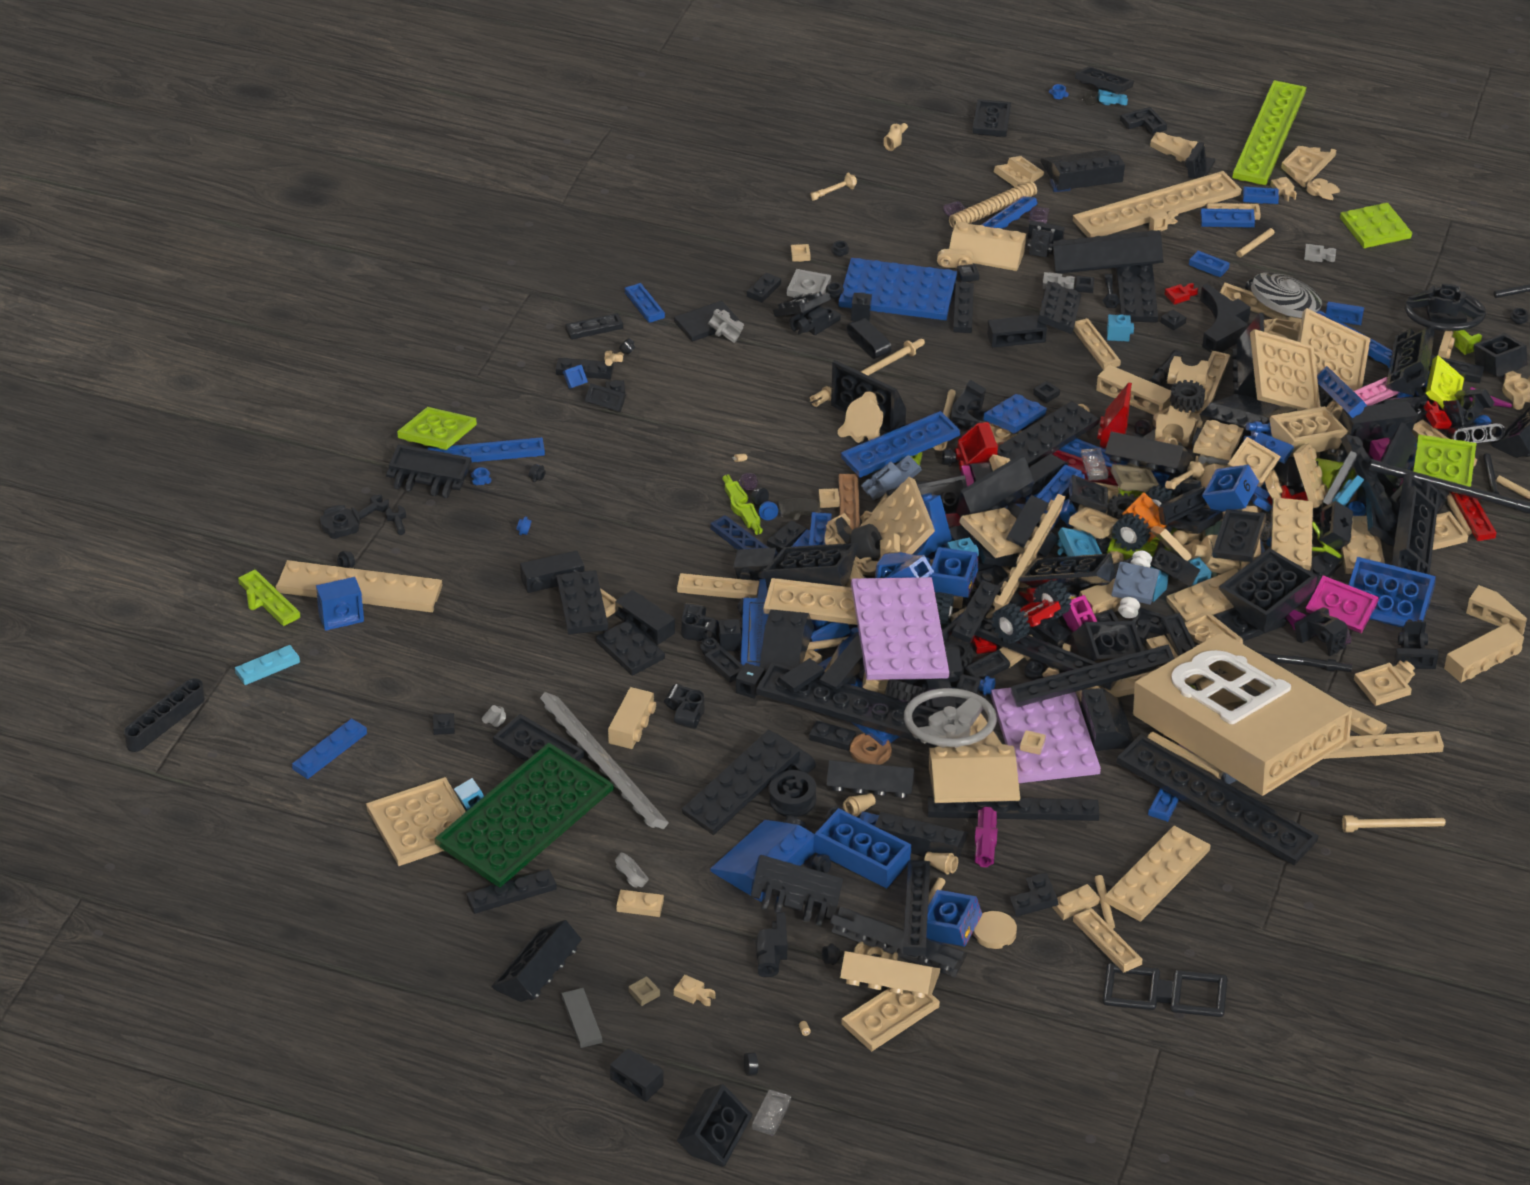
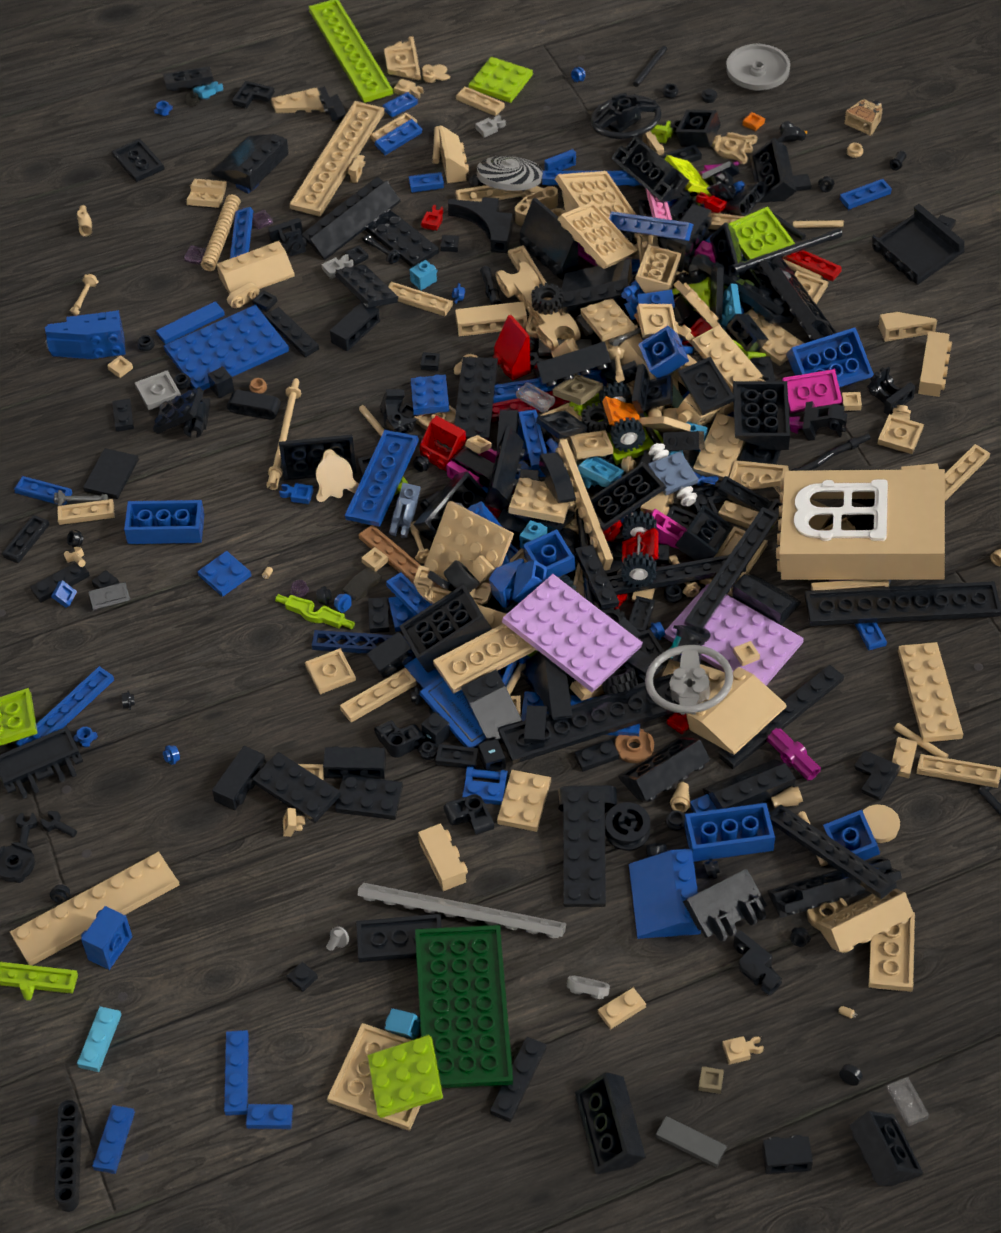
camera: 40 degrees left, 10 degrees up
(205, 729) = (113, 1139): none -> blue plate
(318, 789) = (269, 1116): none -> blue plate
(428, 823) = (405, 1076): none -> lime plate
(554, 624) = (292, 822): none -> tan tile
(646, 311) = (59, 498): none -> dark grey piece
(656, 334) = (86, 511): none -> tan plate
(701, 373) = (164, 522): none -> blue brick
(704, 550) = (330, 671): none -> tan tile
(707, 437) = (224, 573): none -> blue plate
(719, 702) = (490, 792): none -> blue plate
(725, 325) = (136, 468): light grey hips -> none
(739, 726) = (524, 800): none -> tan plate
(798, 215) = (87, 336): none -> blue piece
(827, 419) = (299, 493): none -> blue plate
(888, 328) = (258, 386): none -> medium nougat plate
(893, 255) = (190, 322): none -> blue tile
(923, 757) = (678, 722): none -> red tile
(999, 699) = (689, 636): none -> black hat
(1131, 358) = (458, 293): none -> blue plate
(1162, 607) = (702, 479): none -> blue piece
(1252, 253) = (452, 156): none -> tan slope
(1336, 231) = (480, 101): none -> tan tile
(1370, 634) = (851, 400): none -> tan plate
(1449, 258) = (578, 74): none -> blue plate

